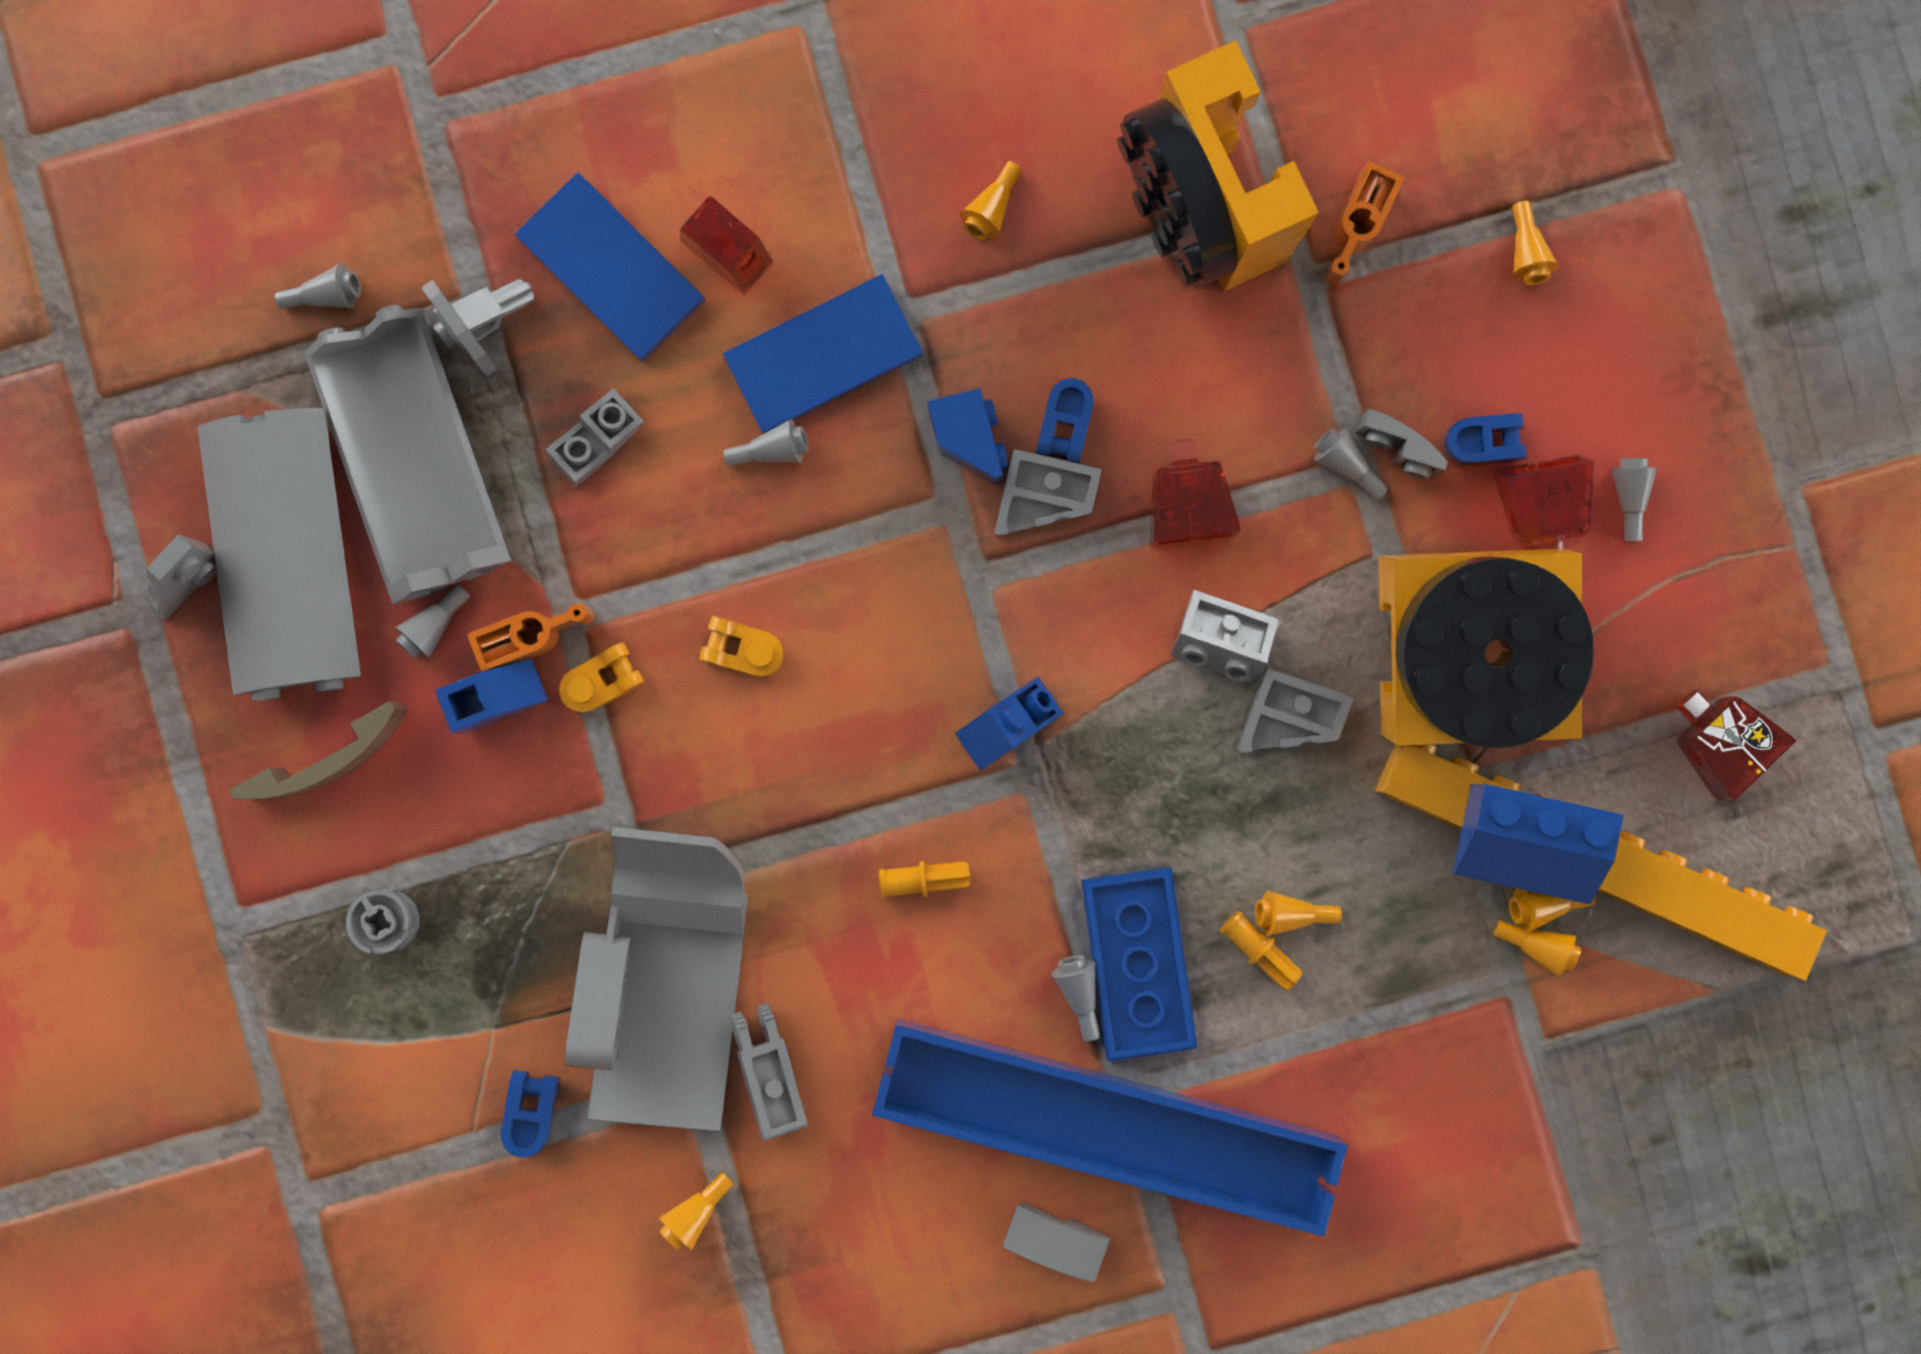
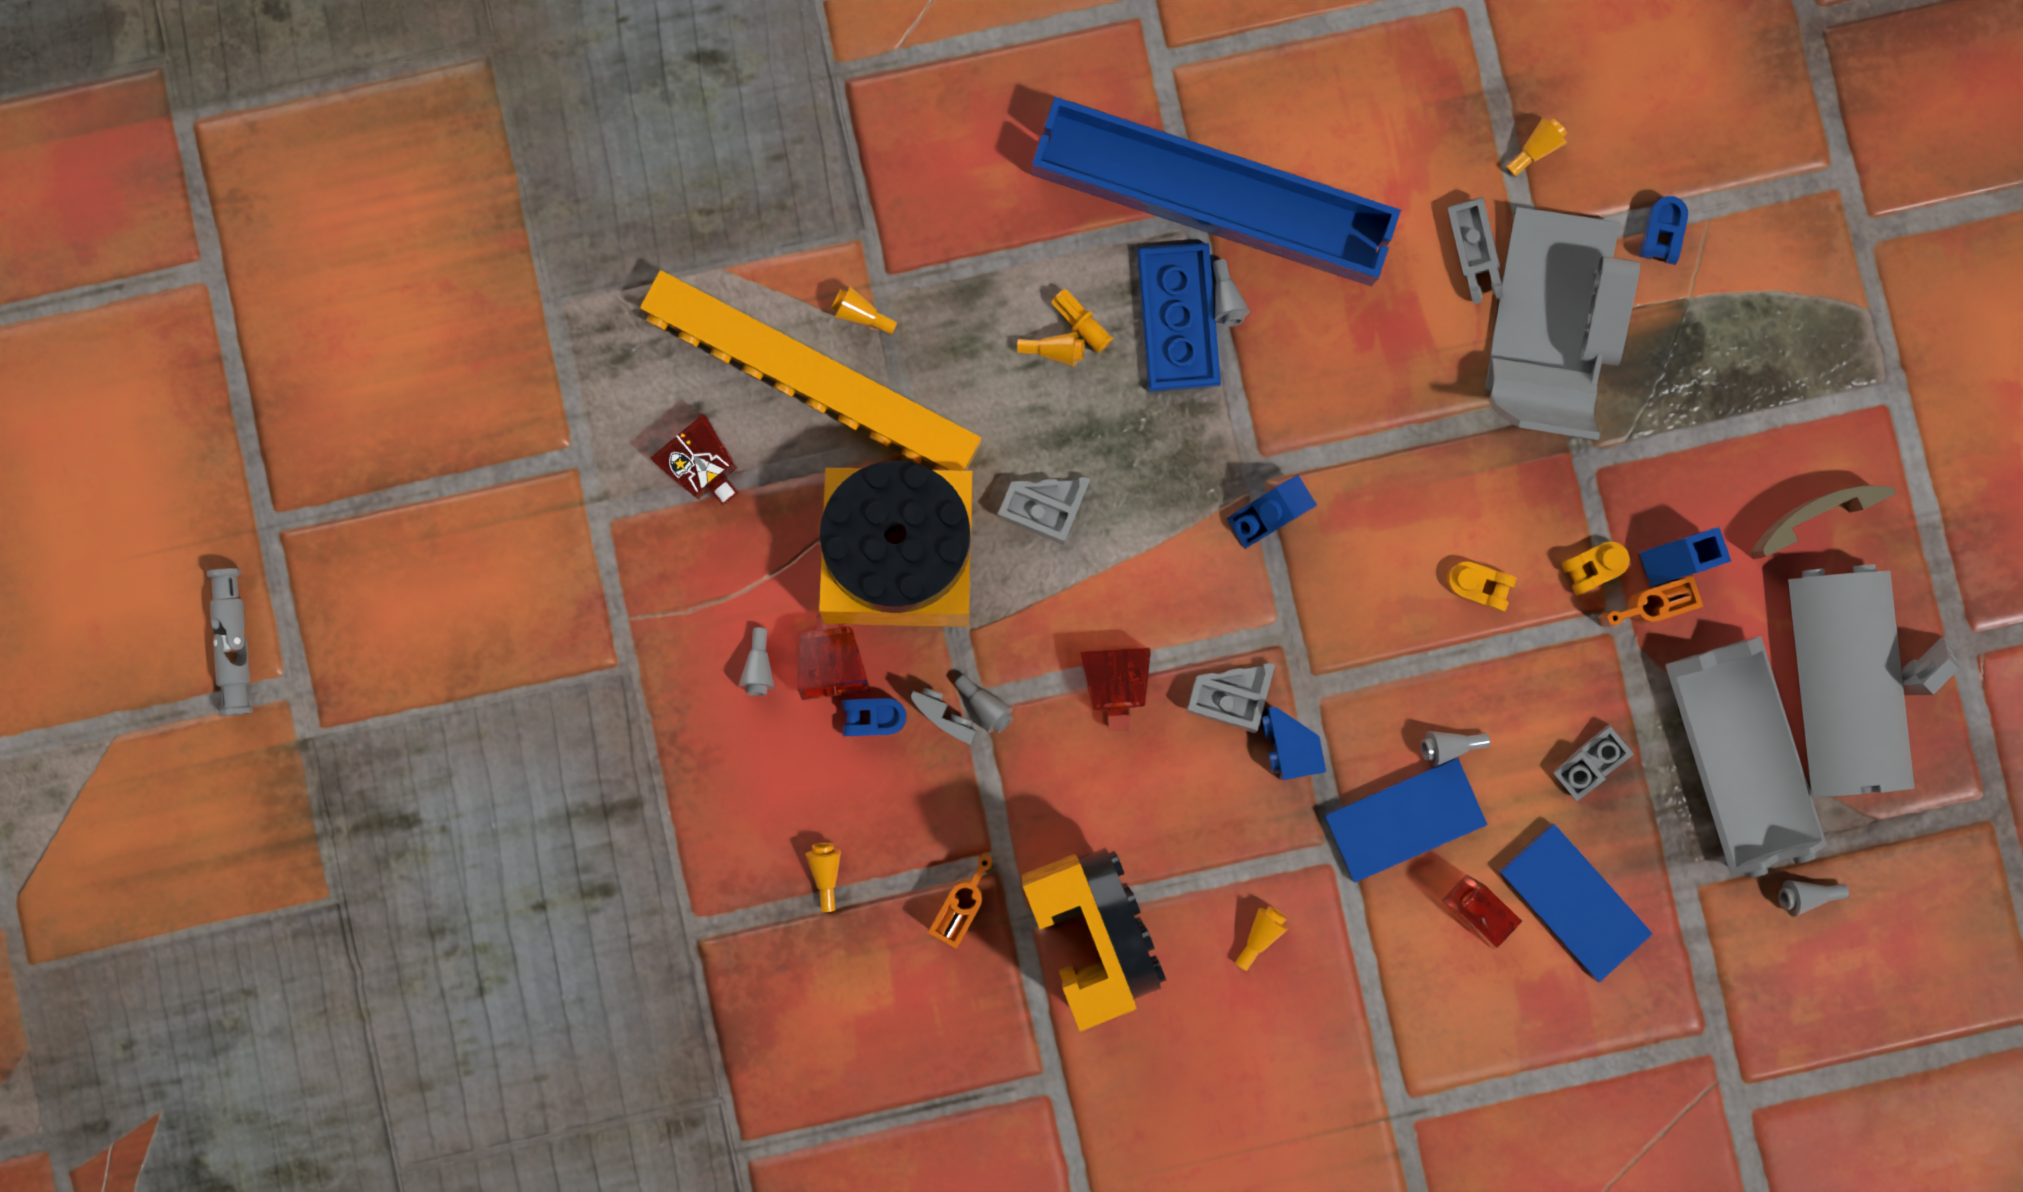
camera: 175 degrees left, 0 degrees up
(382, 921) = (1775, 385): light grey wheel -> none
(426, 628) = (1736, 613): light grey cone -> none
(476, 316) = (1695, 859): light grey piece -> none
(924, 879) = (1345, 393): light orange axle -> none
(1056, 1243) = (1257, 104): light grey slope -> none
(1069, 405) = (1206, 765): blue plate -> none
(1225, 637) = (1095, 570): light grey bracket -> none
(1536, 843) = (867, 388): blue slope -> none
(1536, 909) = (860, 342): light orange cone -> none

